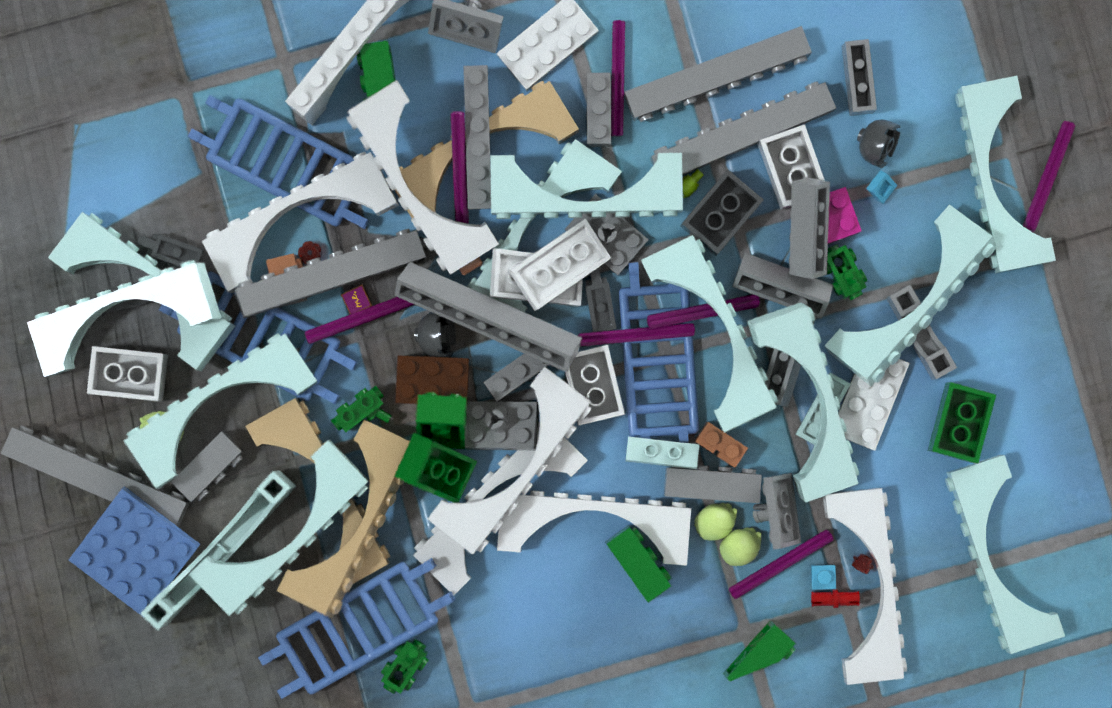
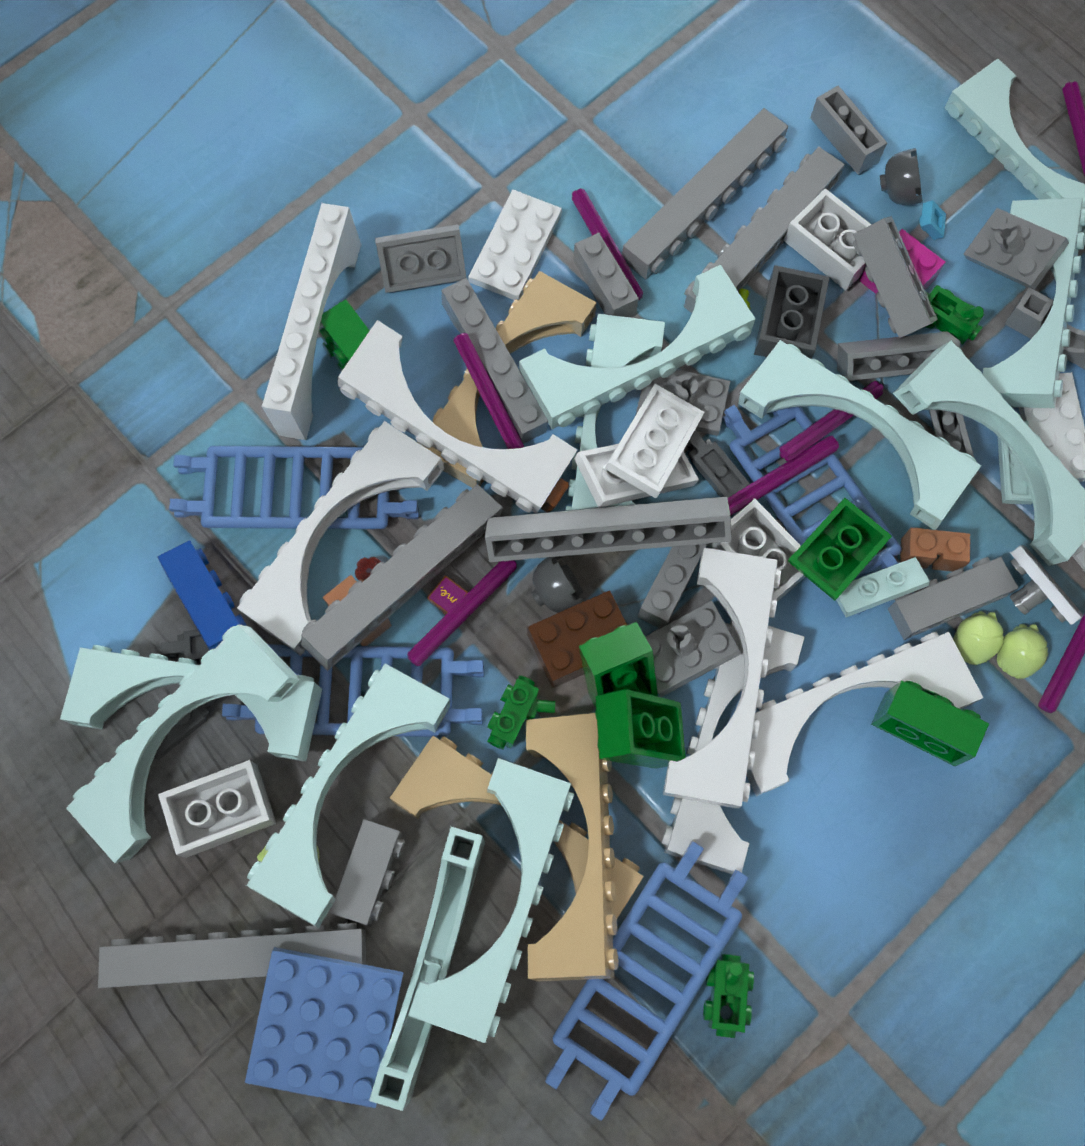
camera: 25 degrees left, 15 degrees down
(181, 217) = (200, 592): none -> blue brick
(642, 414) = (839, 549): none -> green slope
(922, 247) = (1016, 248): none -> light grey plate

